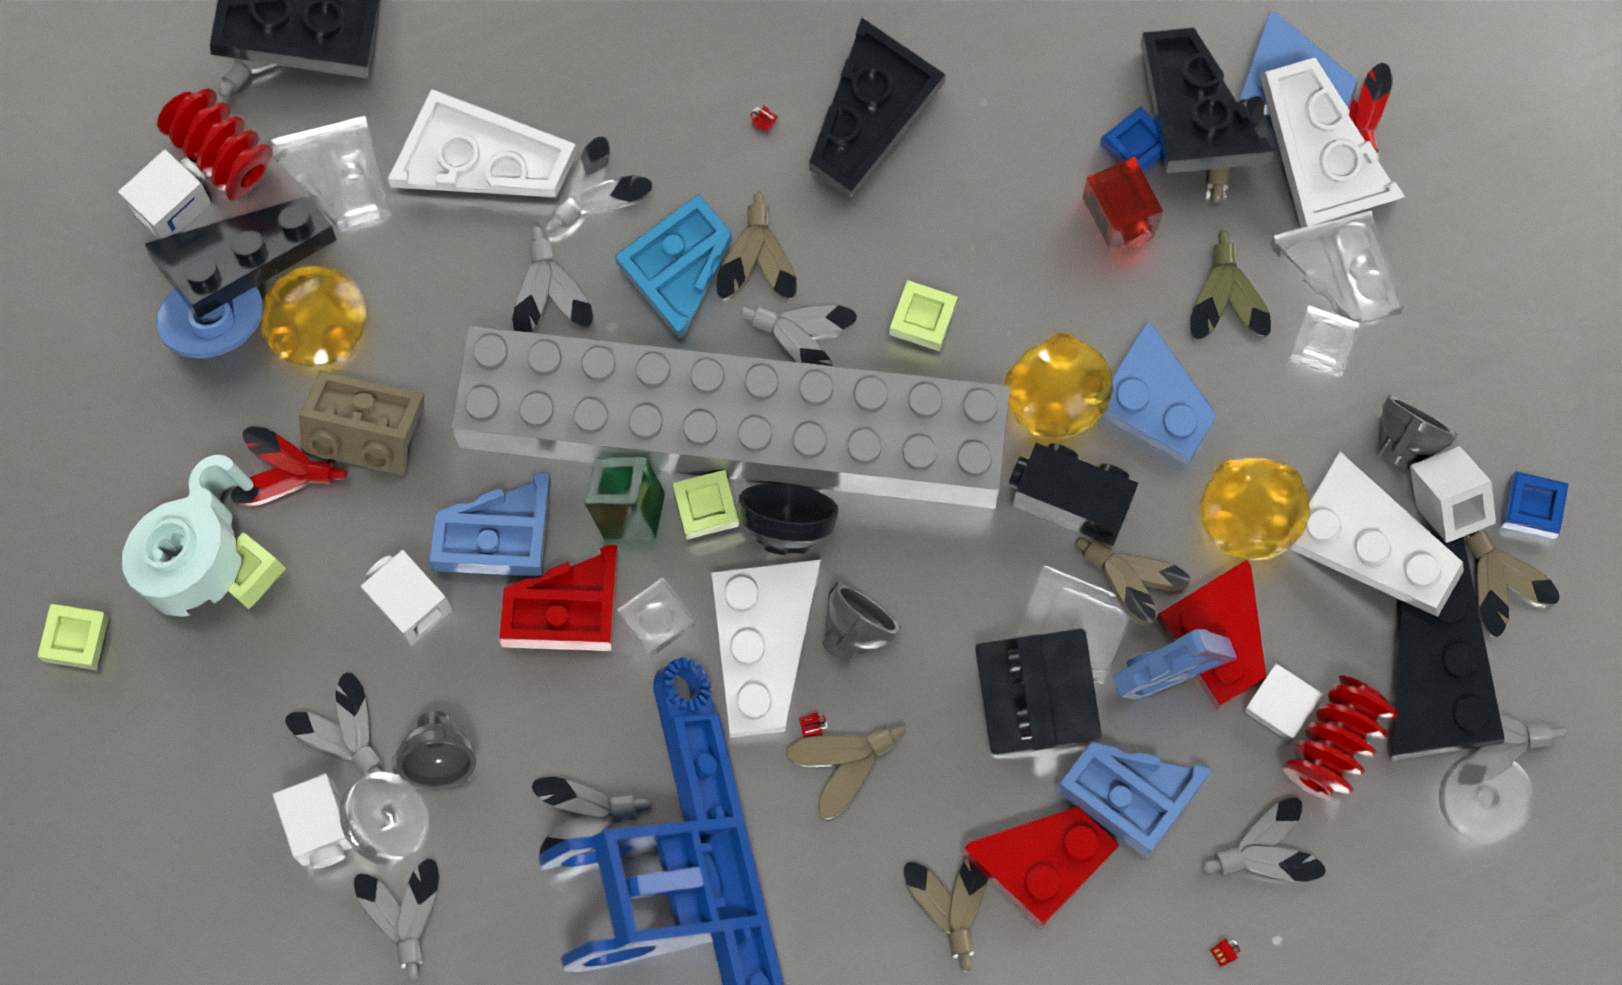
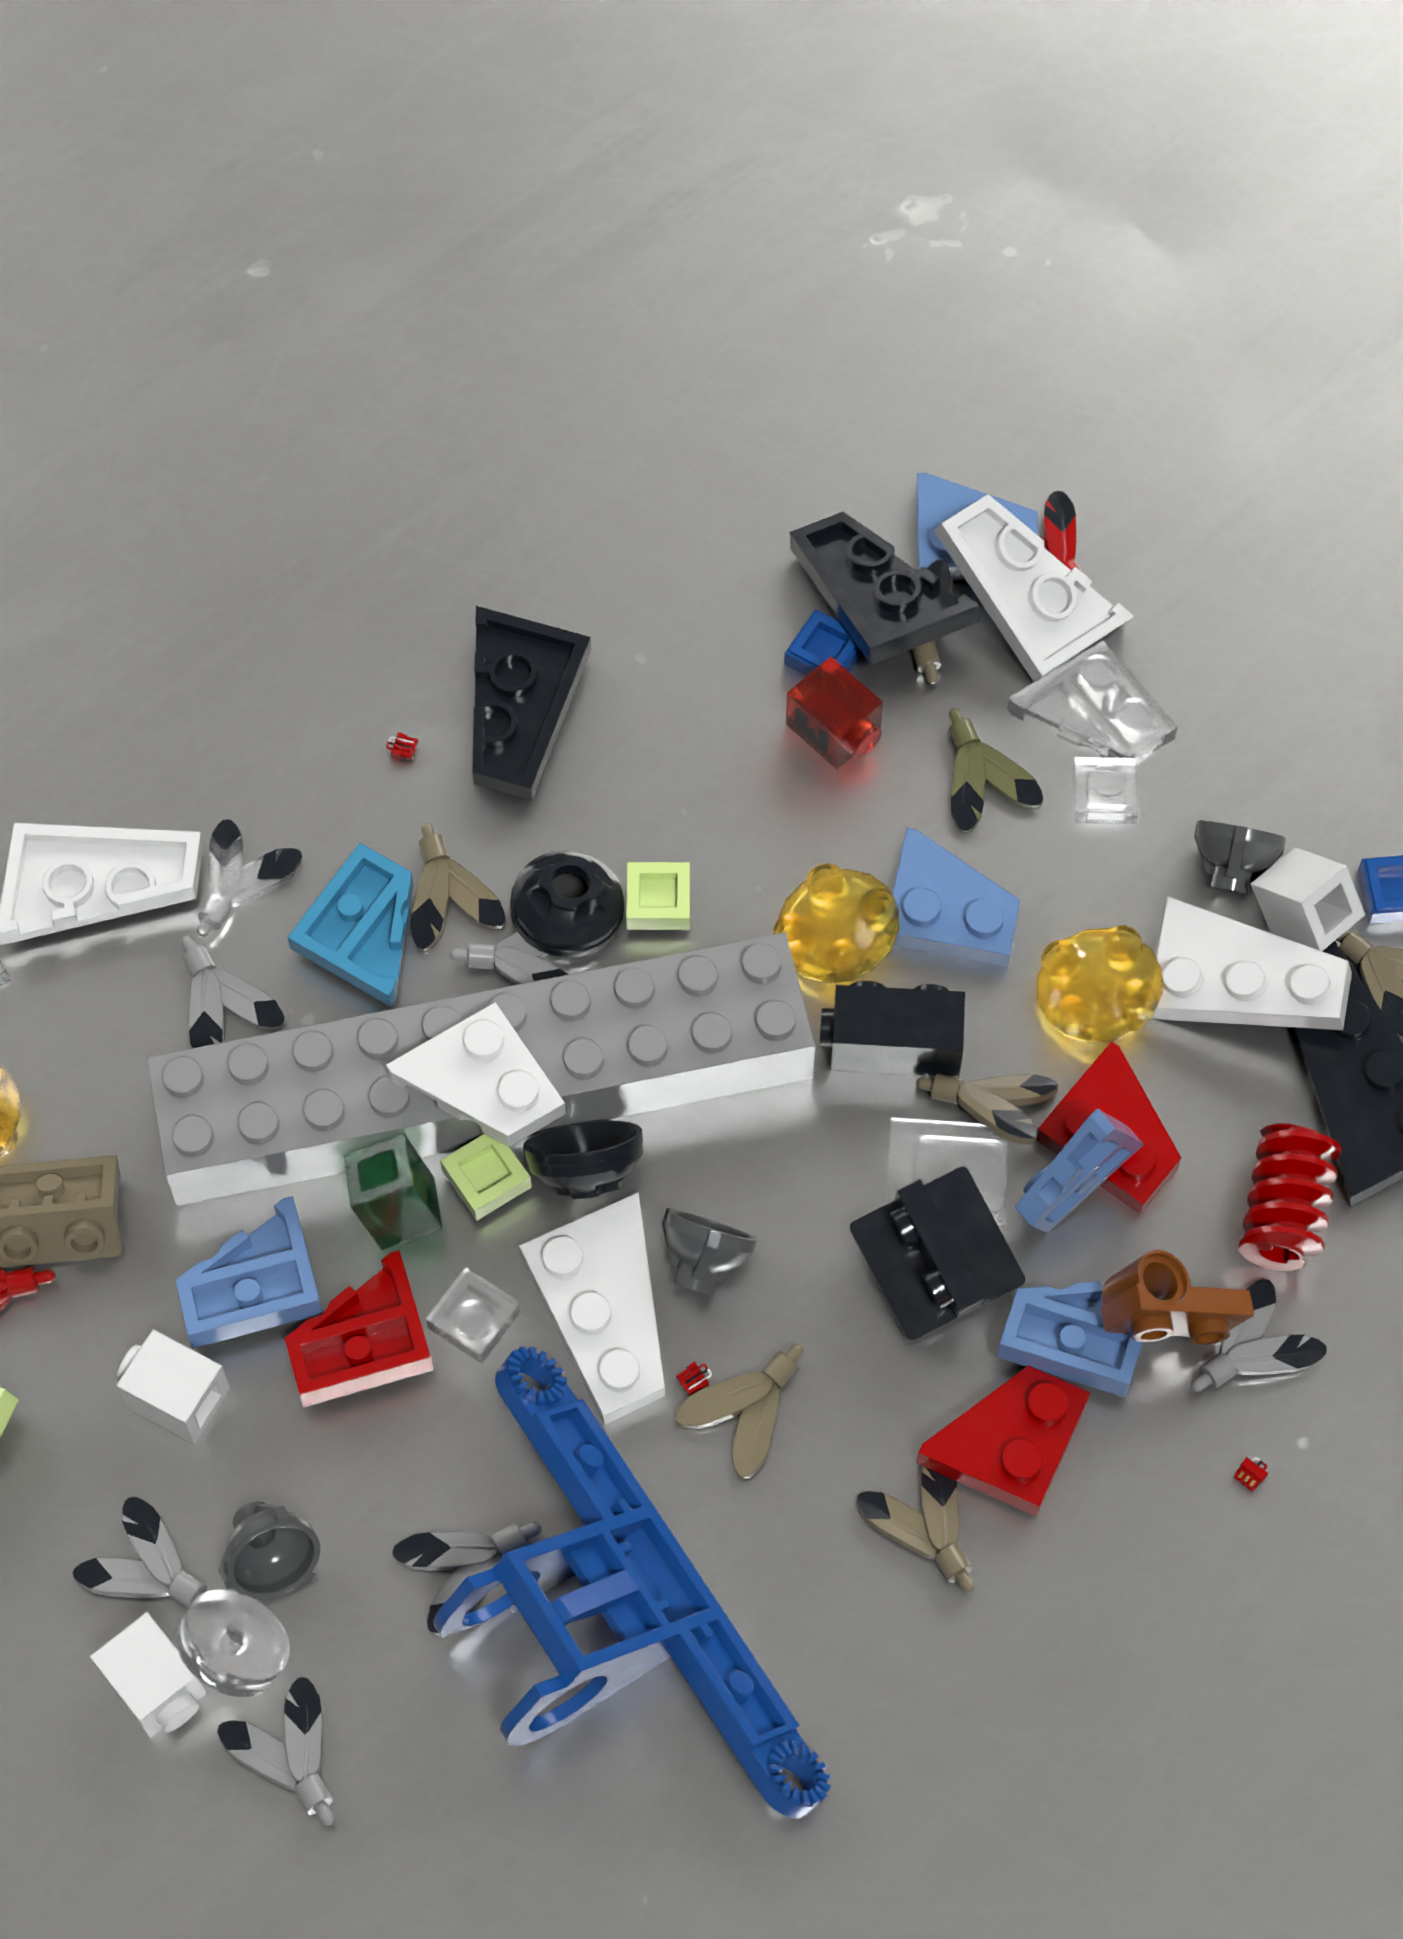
camera: 20 degrees left, 10 degrees down
(722, 431) = (482, 1076): none -> white wing
(844, 319) = (564, 924): none -> black piece
(1208, 799) = (1157, 1301): none -> dark orange plate
(1283, 702) = (1210, 1181): white tile -> none

